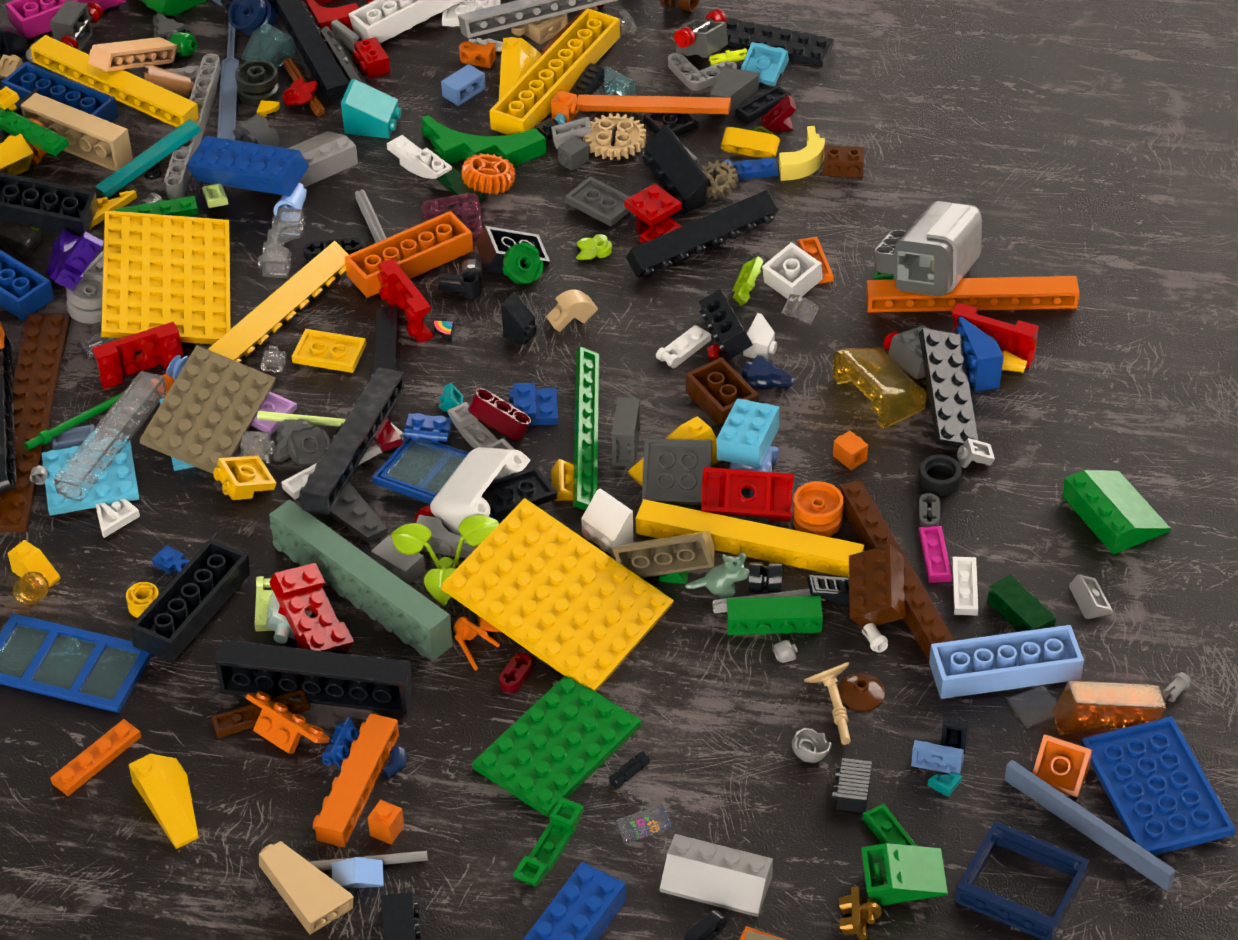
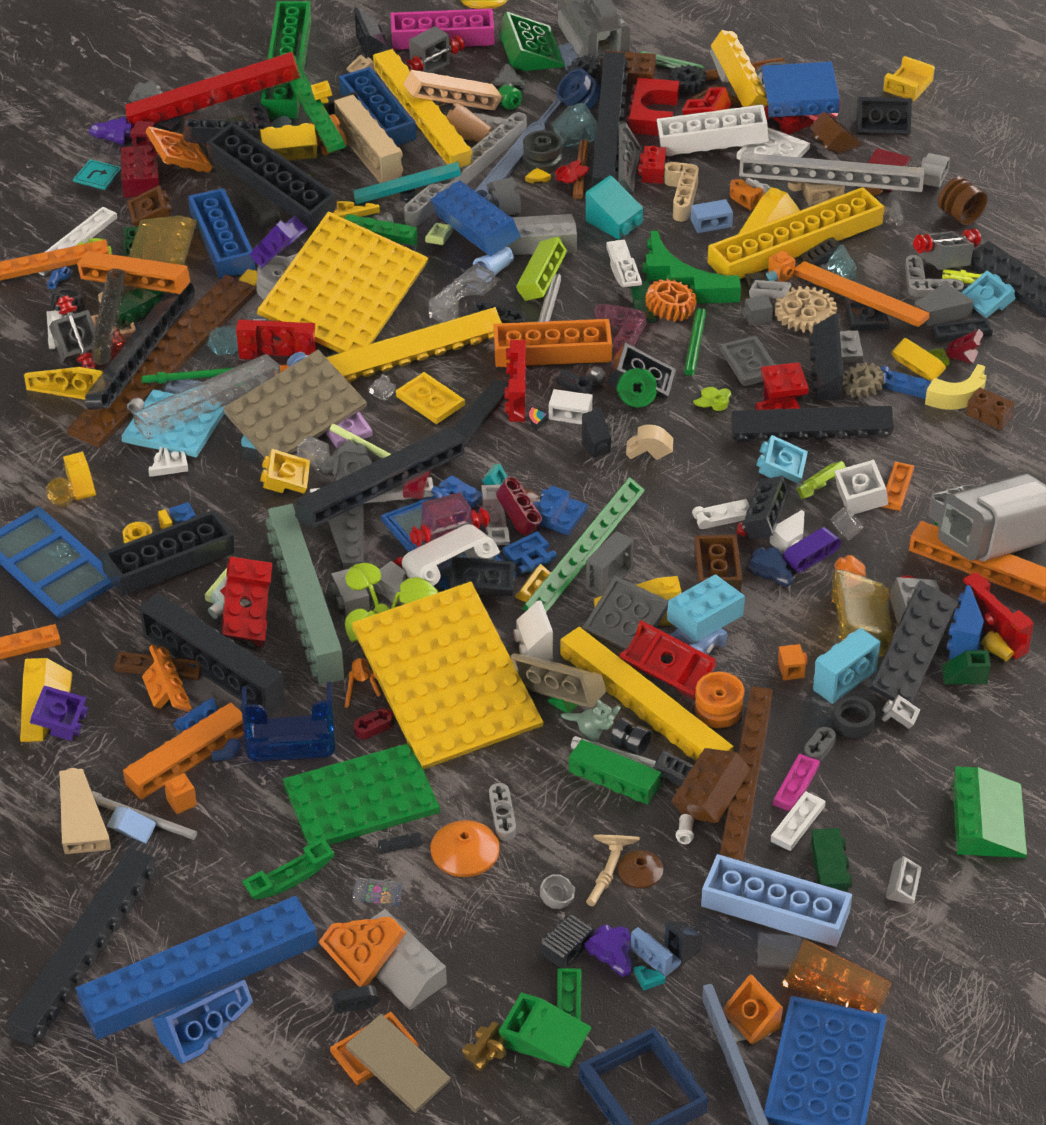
camera: 30 degrees right, 0 degrees up
(56, 306) = (249, 277): none -> yellow tile
(79, 376) = (223, 340): none -> clear light blue gear
(160, 574) = (164, 519): none -> yellow tile
(202, 800) = (59, 712): none -> dark purple plate
(343, 191) = (541, 269): none -> lime brick
(344, 34) = (644, 134): light grey tile -> none
(413, 59) = (685, 178): none -> tan beam
(446, 451) = (444, 516): none -> clear pink brick
(454, 716) = (289, 736): none -> clear blue windscreen
(470, 306) = (569, 406): none -> white brick
(536, 204) = (695, 341): none -> green axle
(536, 446) = (526, 548): none -> blue plate
(678, 878) = (362, 946): none -> orange plate
(691, 747) = (465, 848): none -> orange dish
(700, 277) = (781, 459): none -> medium azure plate
(701, 707) = (498, 819): none -> light grey beam
(785, 651) = (604, 806): light grey piece -> none
(789, 345) = (811, 549): none -> dark purple beam
(834, 343) = (850, 564): none -> orange head
(897, 772) = (612, 948): none -> dark purple rock
(903, 431) = (846, 665): none -> medium azure brick
(1003, 391) = (967, 668): none -> dark green slope
(1180, 682) = (915, 992): light grey pin -> none

